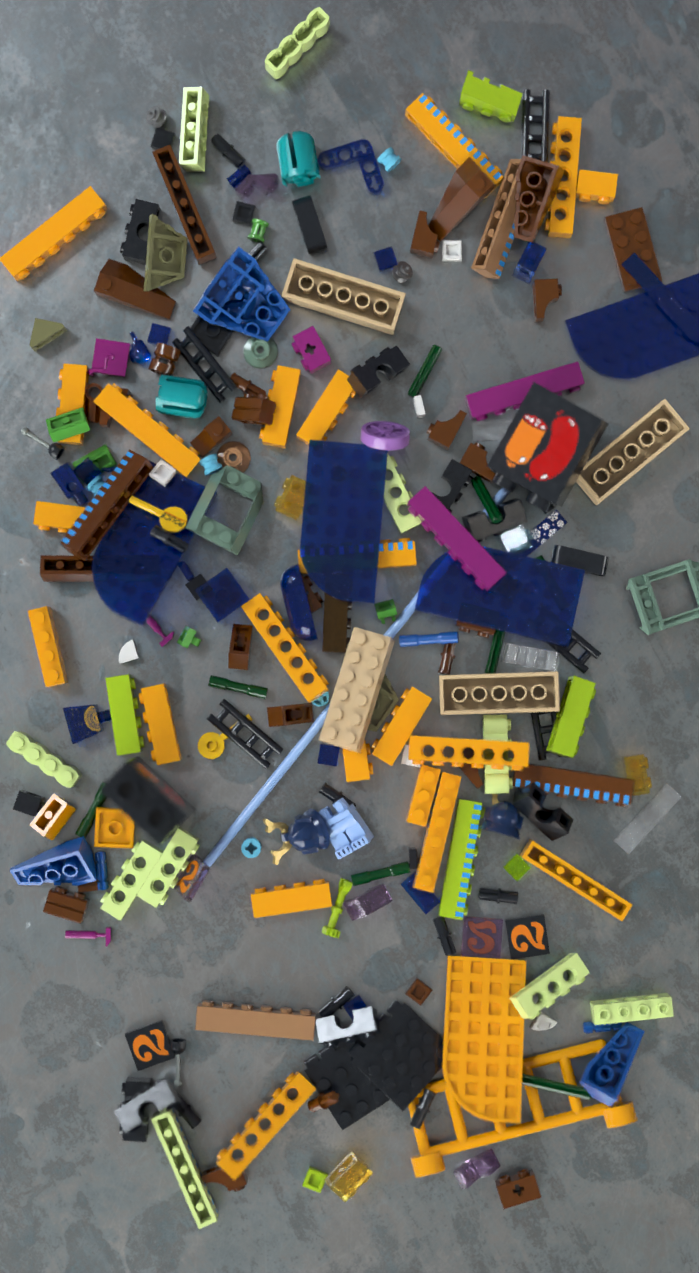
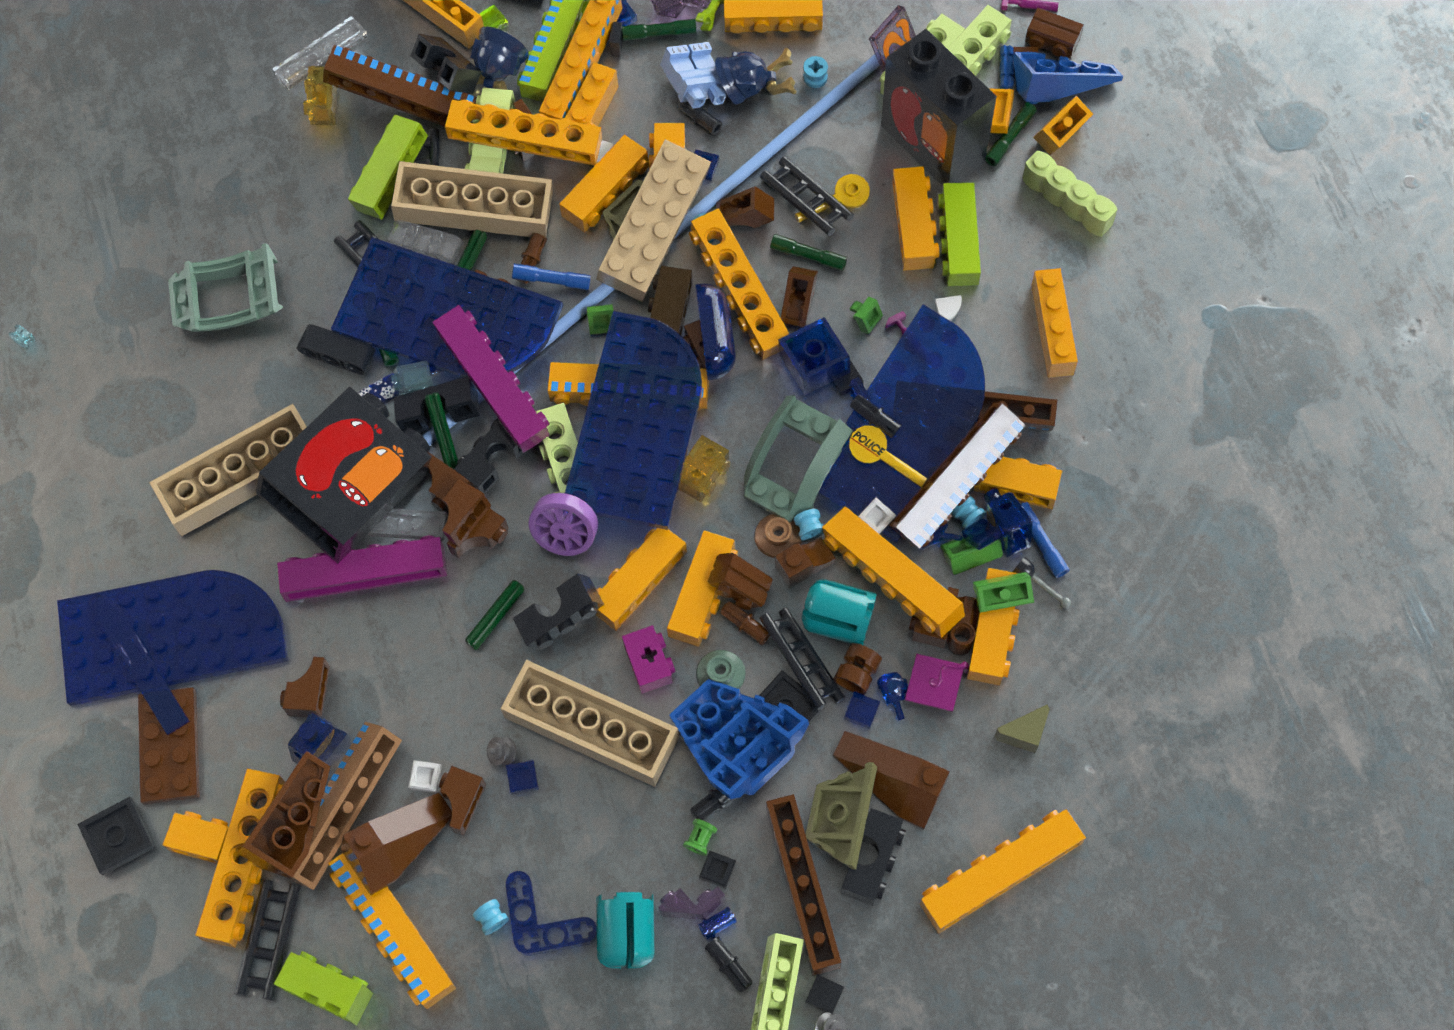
camera: 165 degrees left, 20 degrees down
(29, 803) = (1092, 147): black brick -> none
(37, 464) = (1050, 553): none -> blue piece
(85, 721) = (1012, 232): clear blue torso -> none
(309, 224) = (623, 837): black beam -> none
(419, 408) = (511, 565): white tile -> none
(457, 435) = (466, 509): none -> reddish brown arch
(653, 181) = (116, 835): none -> black plate

